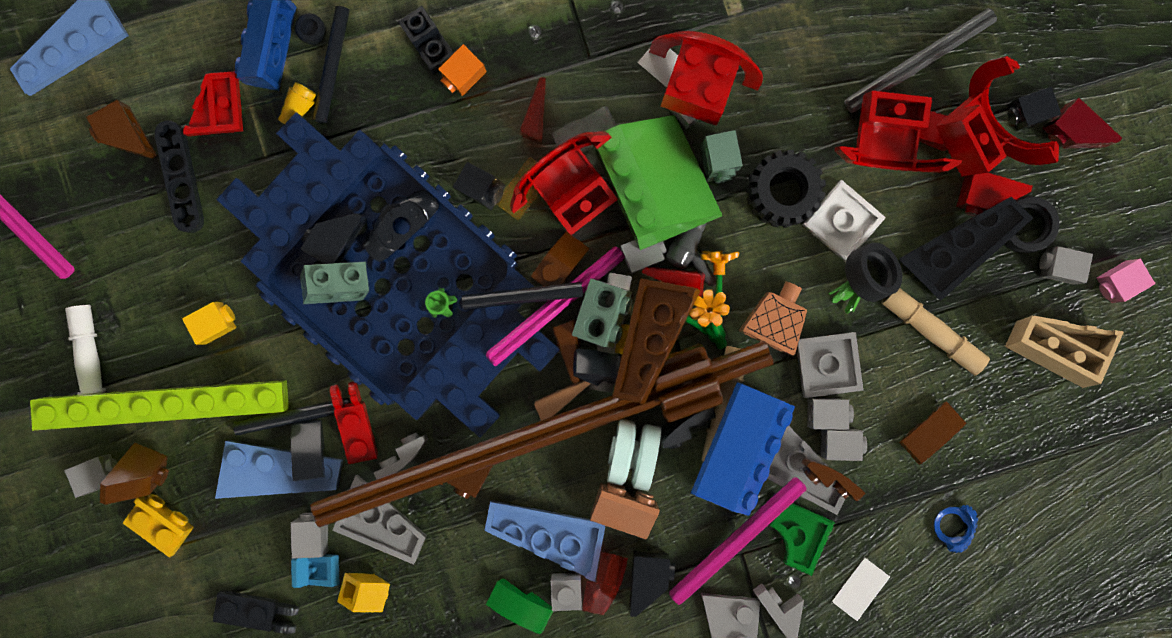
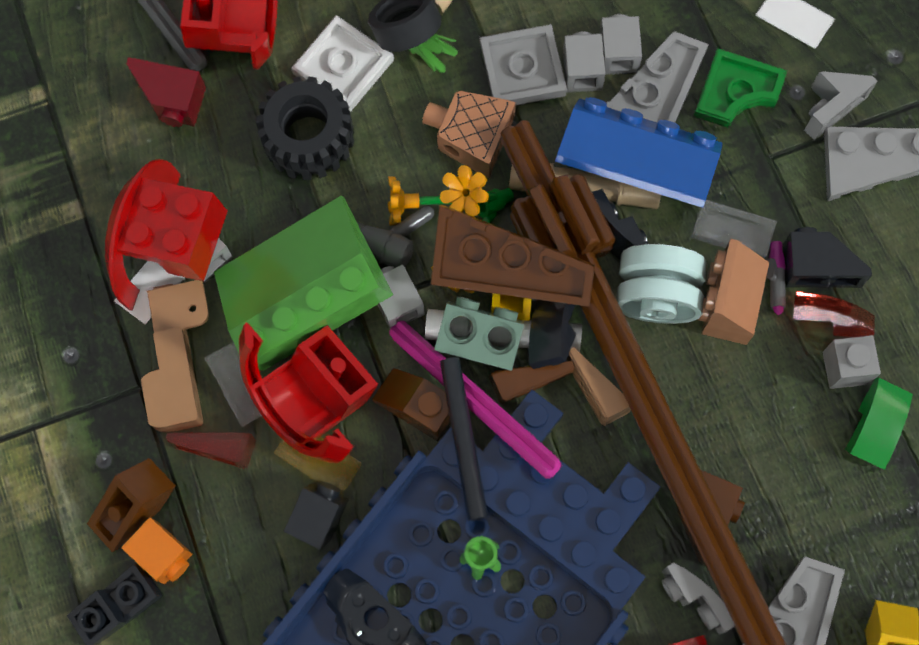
camera: 95 degrees left, 15 degrees down
(498, 51) = (130, 502): none -> reddish brown slope
(551, 535) = (780, 386): medium blue wing -> none
(580, 82) = (172, 390): none -> medium nougat piece
(640, 544) = (776, 275): none -> dark grey piece
(677, 277) = (424, 249): red slope -> none
(679, 517) = (720, 222): none -> clear plate
(721, 156) = (267, 202): sand green brick -> none
(737, 540) = (756, 156): dark pink axle -> none
(826, 81) = (170, 90): none -> dark red slope
(826, 476) = (664, 47): reddish brown slope -> none

